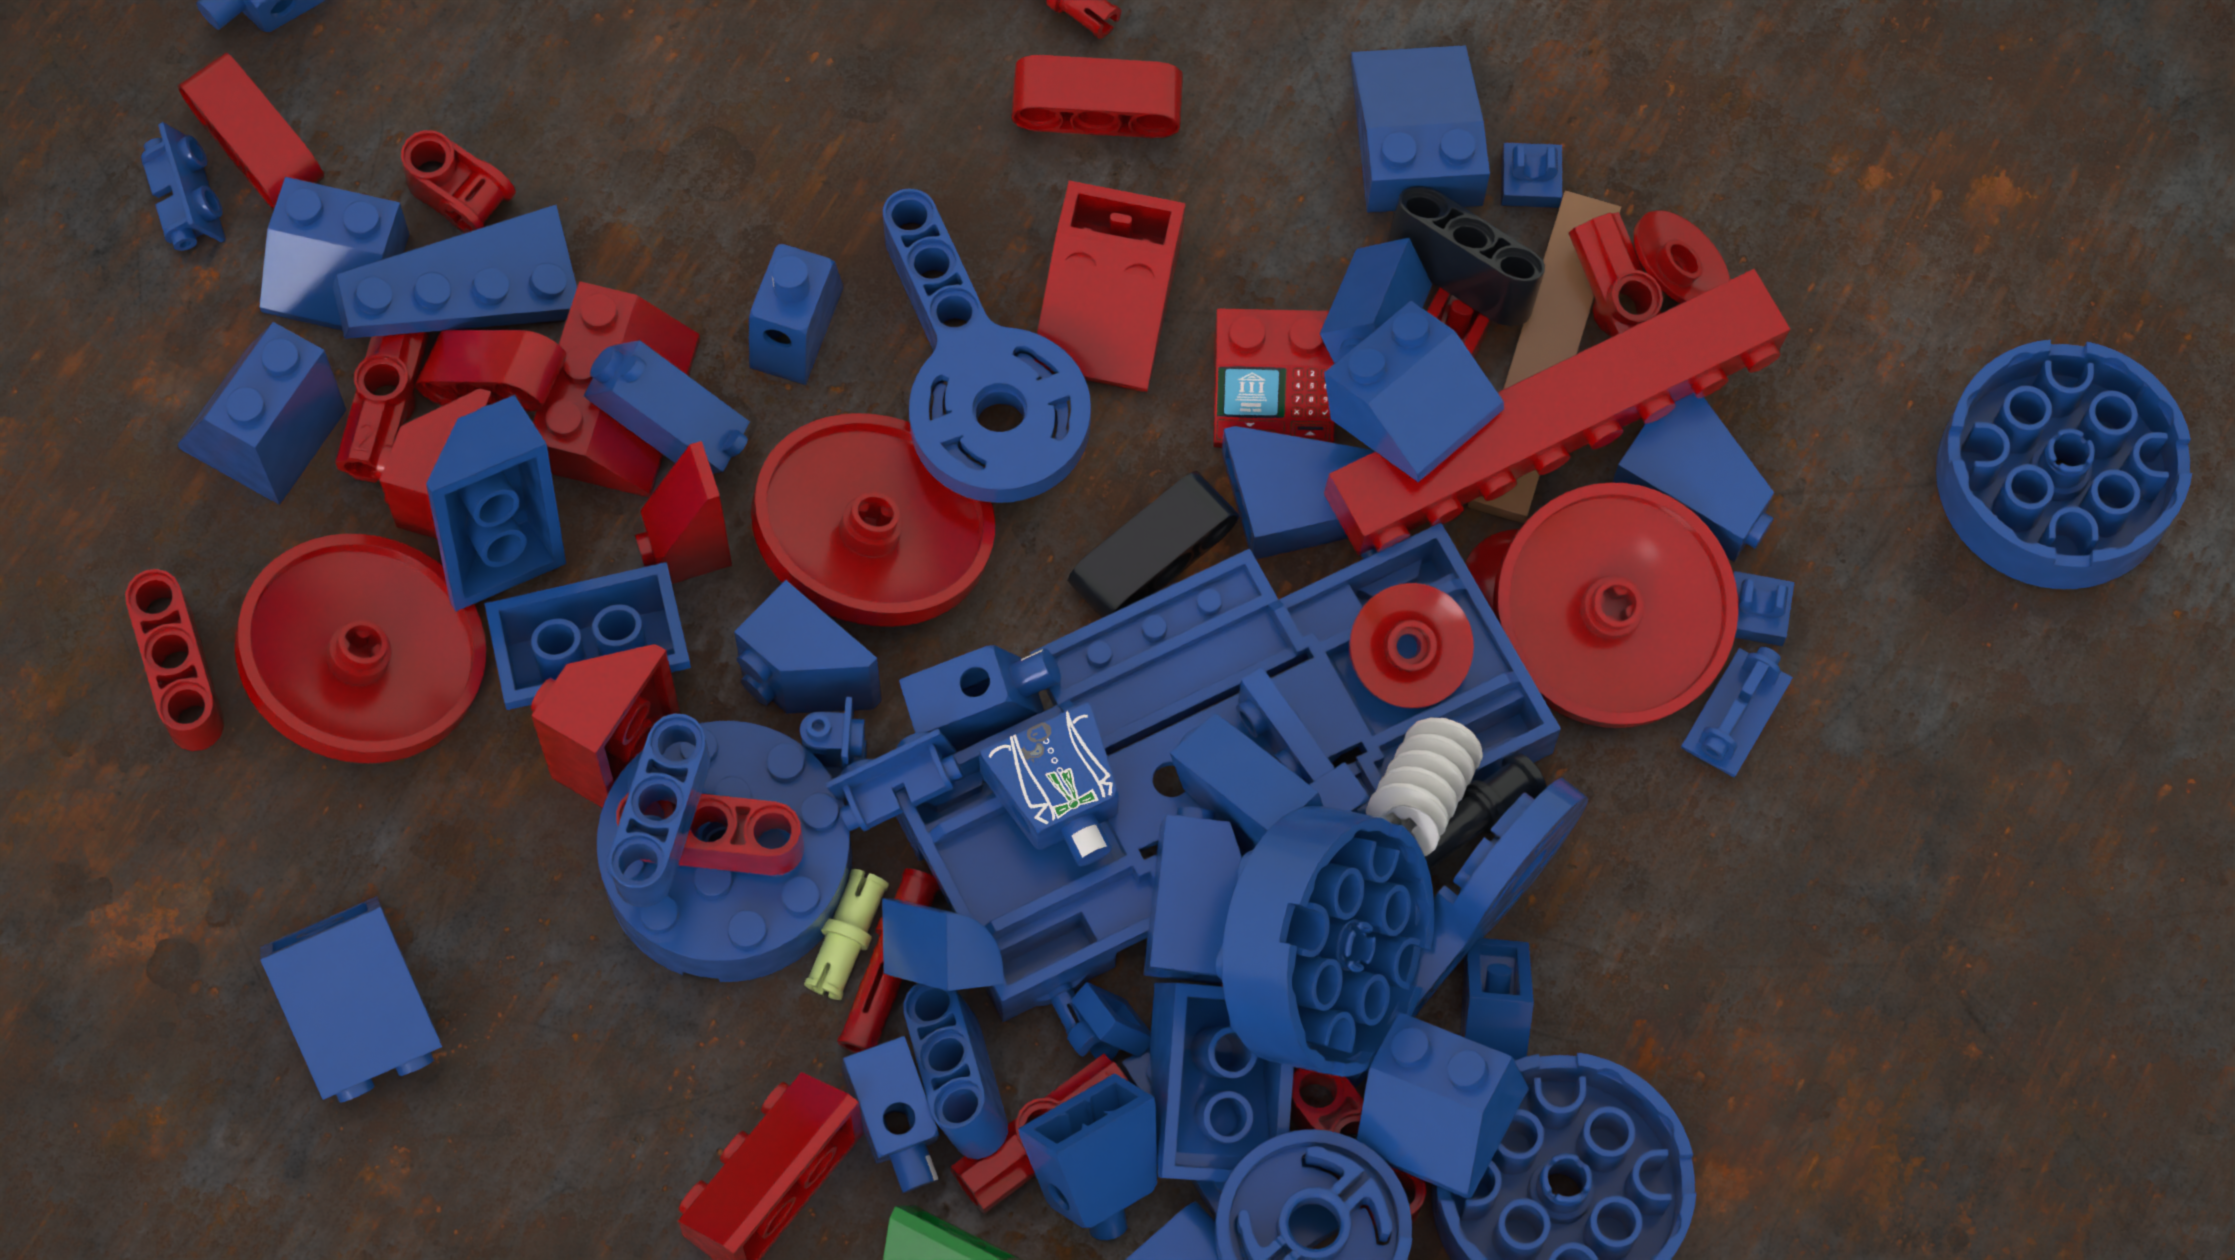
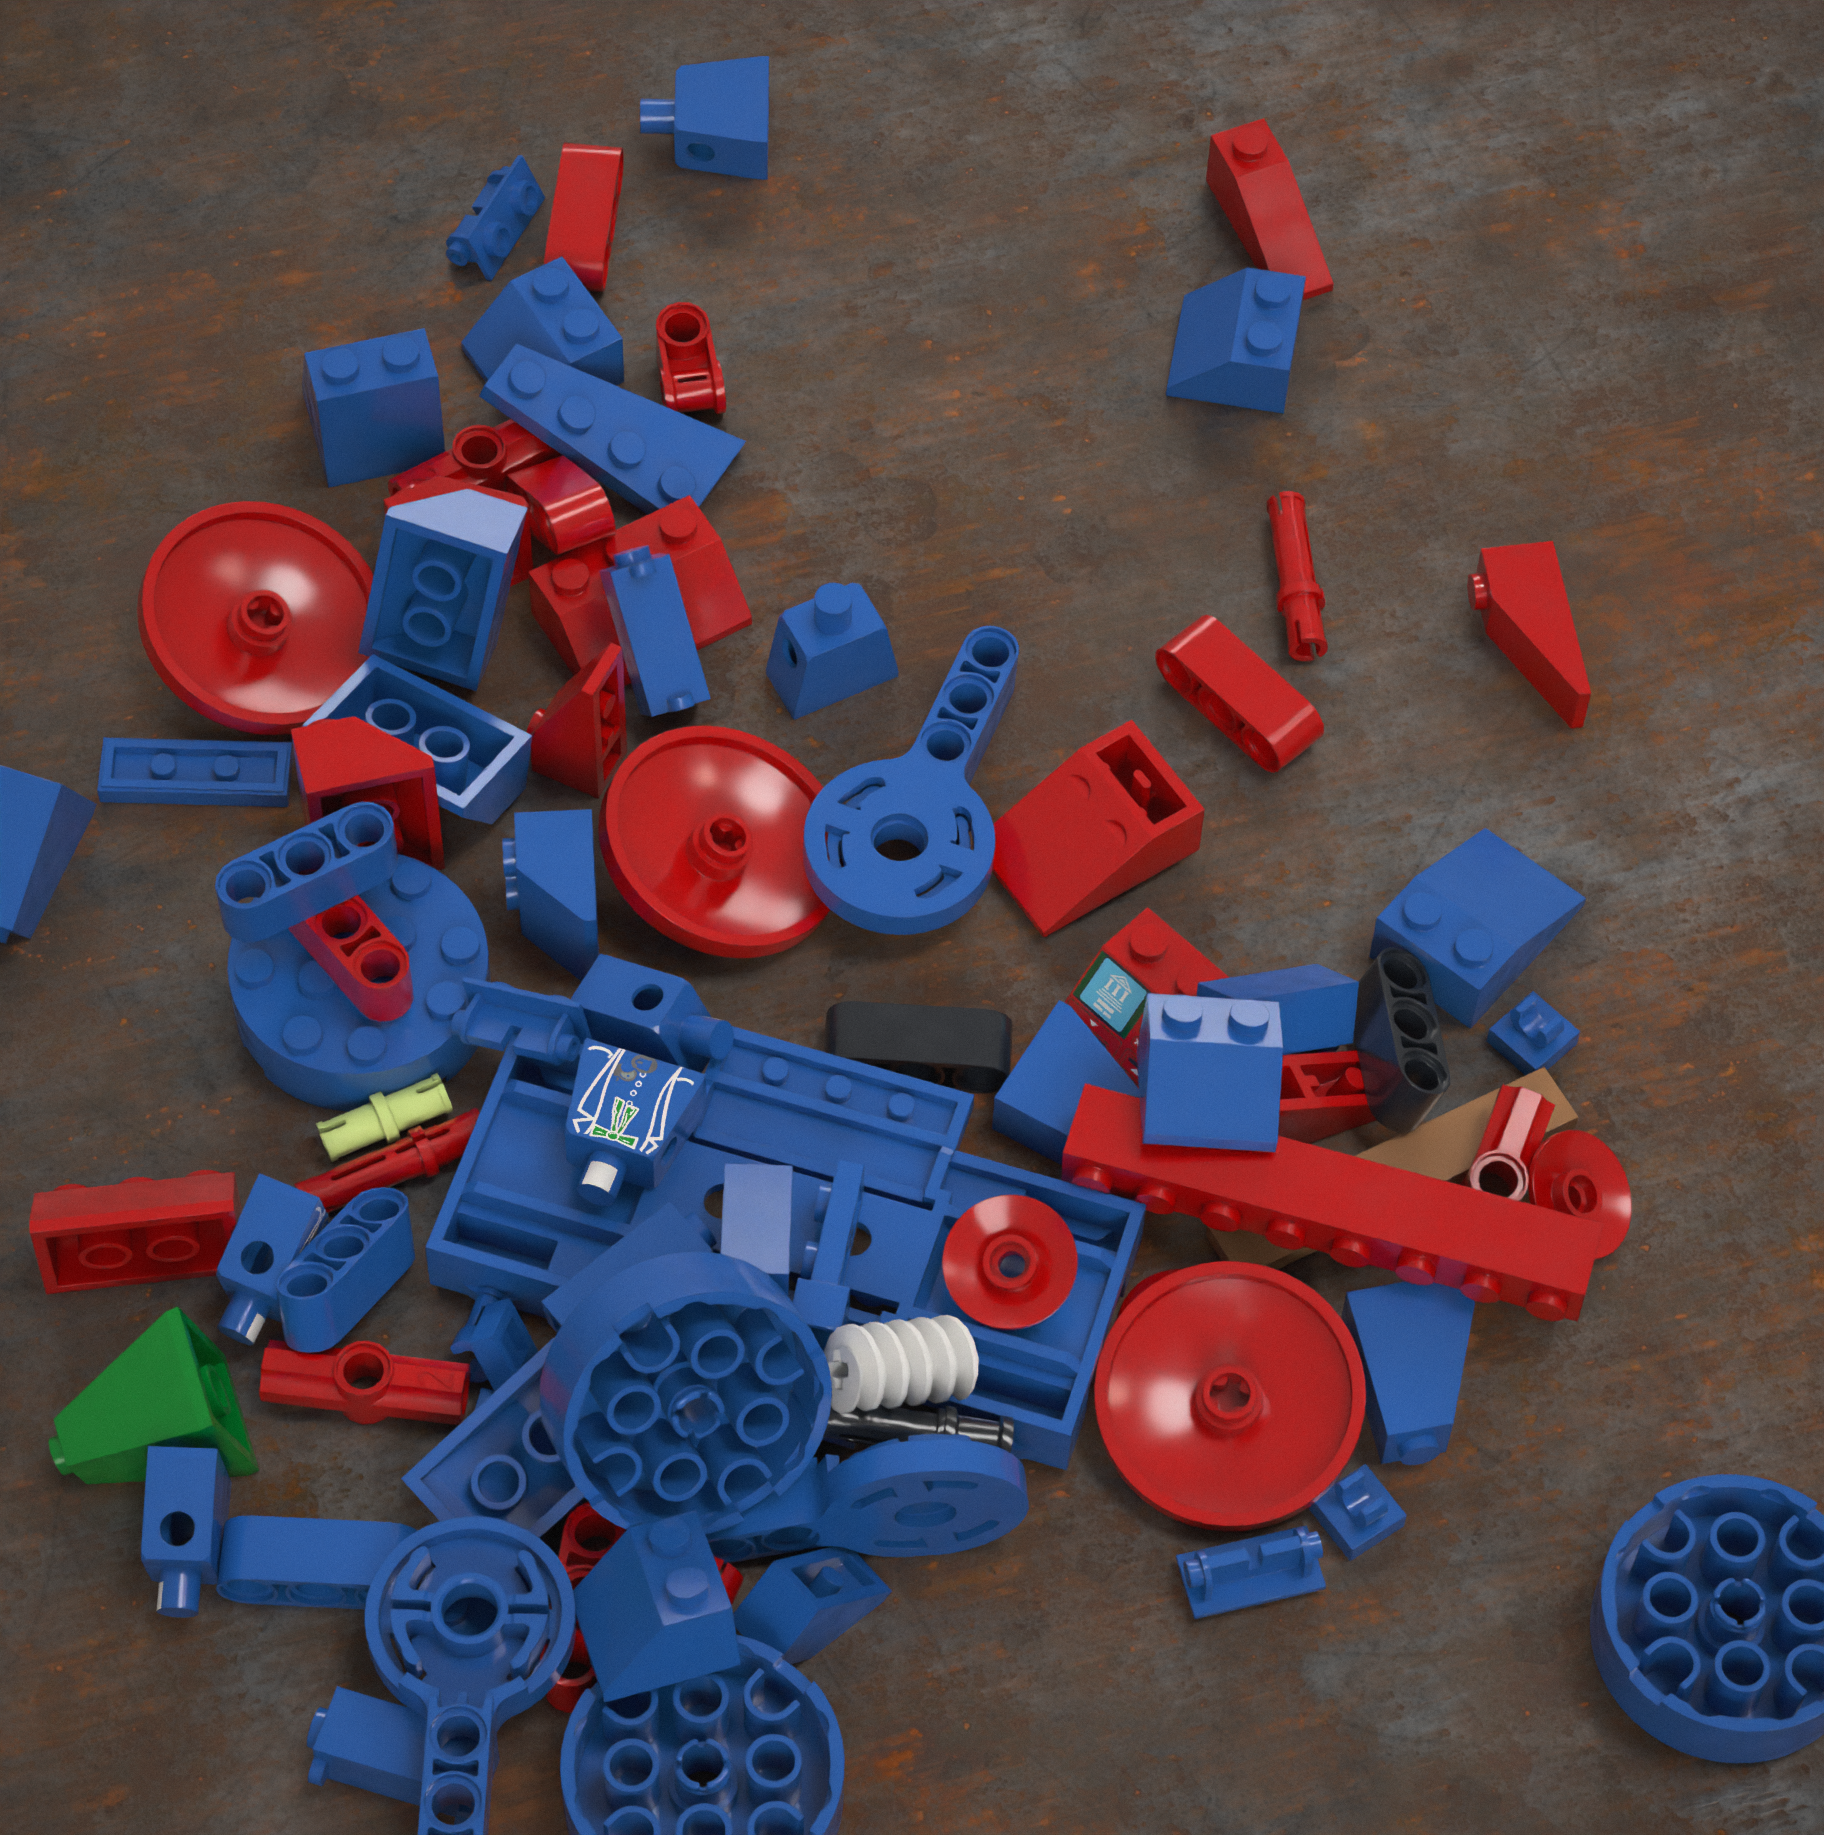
camera: 45 degrees right, 10 degrees down
(159, 637) = (150, 491): red beam -> none
(425, 806) = (195, 772): none -> blue tile
(835, 738) = (517, 957): blue hinge -> none
(938, 947) = (419, 1167): blue brick -> none
(1096, 1154) = (372, 1420): blue torso -> none

